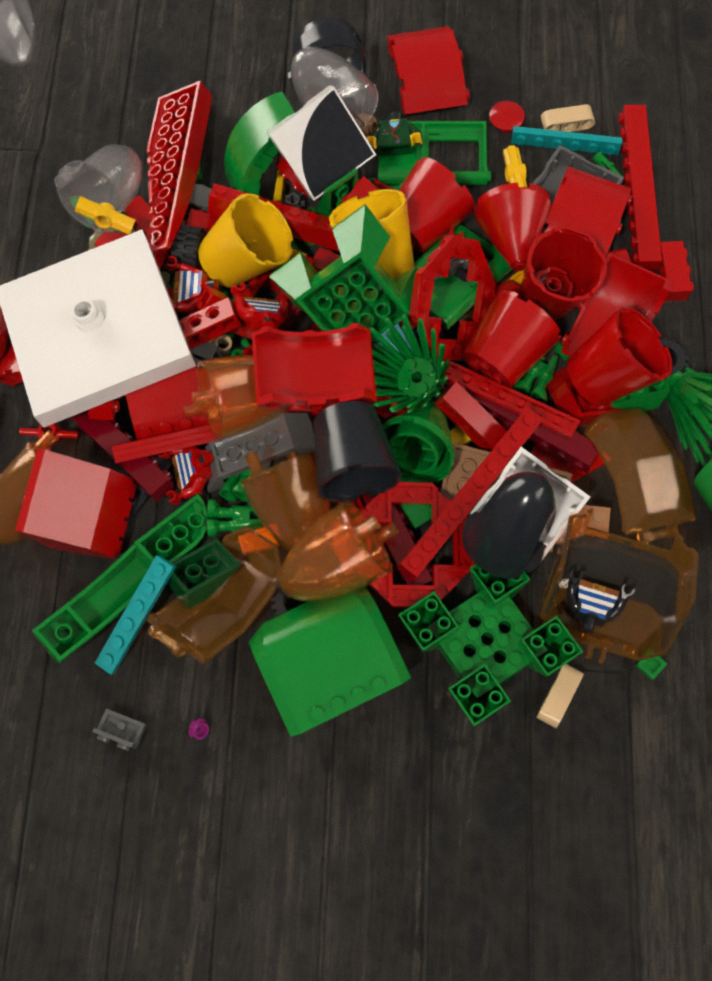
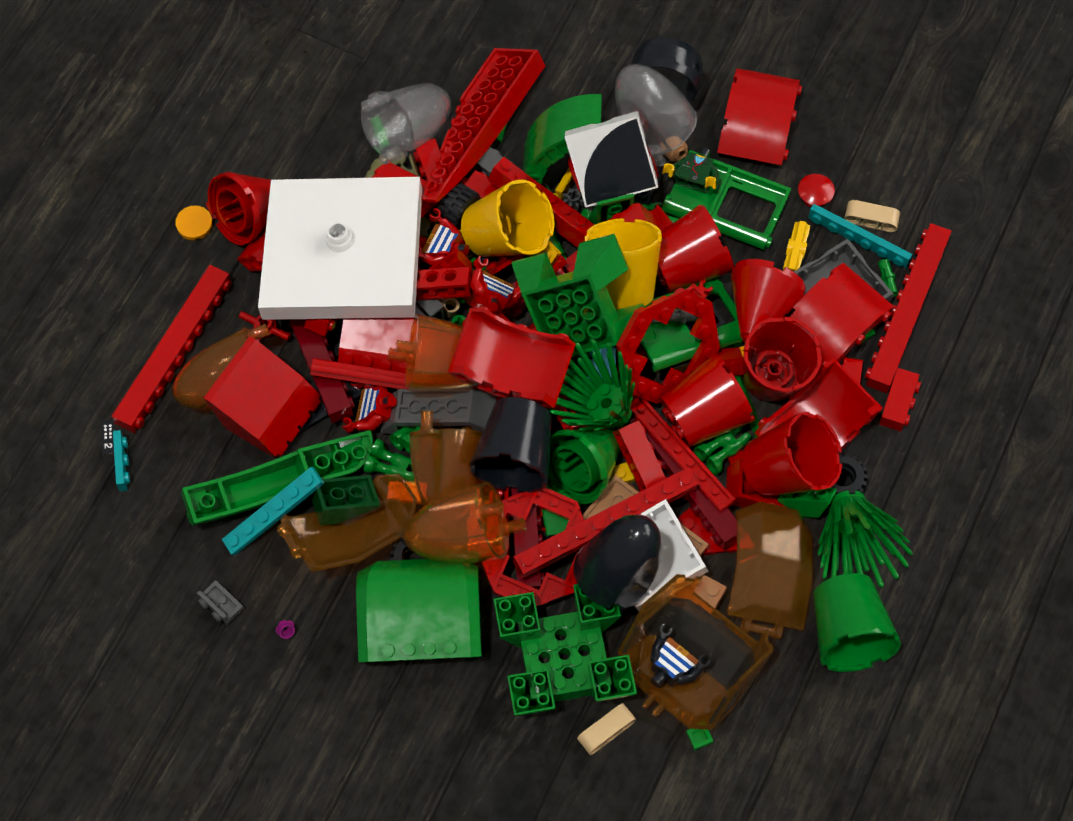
camera: 20 degrees right, 5 degrees down
(104, 215) = (393, 149): yellow piece -> none

